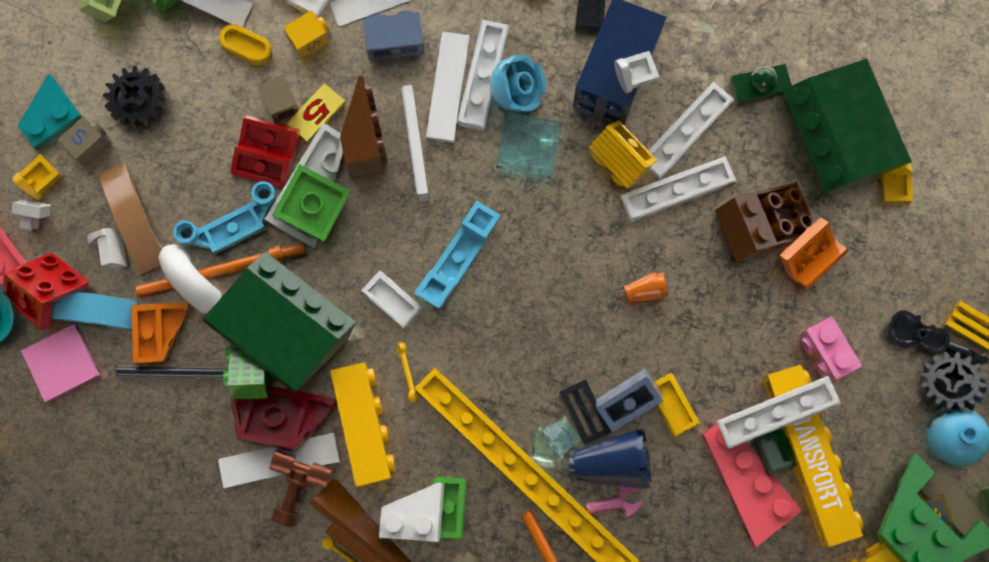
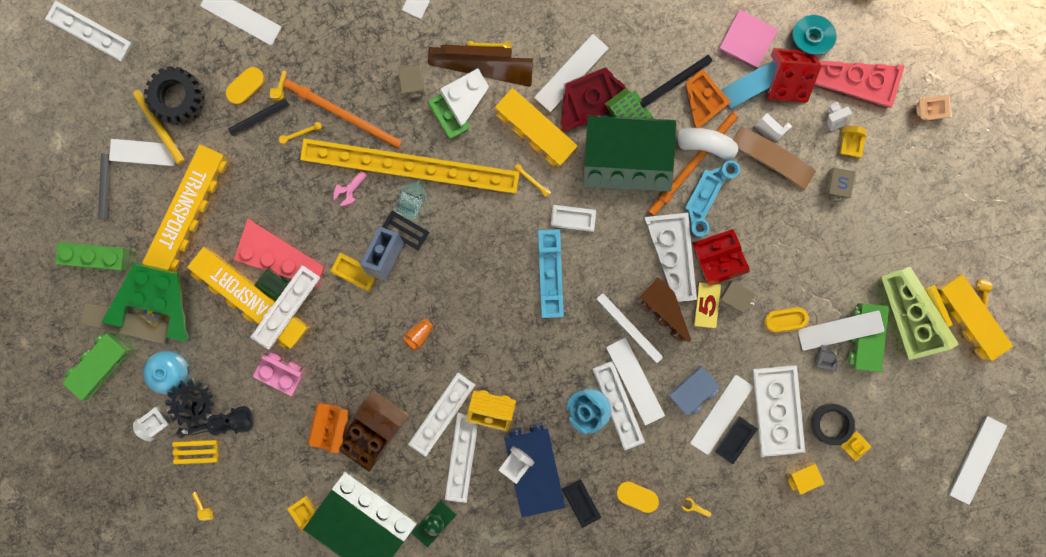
camera: 145 degrees right, 10 degrees up
(48, 114) = (877, 187): teal wing -> none
(125, 106) = (828, 244): black gear -> none
(298, 476) = (552, 70): copper bar -> none
(307, 34) = (750, 353): yellow brick -> none
(311, 203) = (665, 241): bright green plate -> none
(529, 145) = (556, 378): clear light blue plate -> none
(615, 461) = (365, 210): dark blue cone -> none

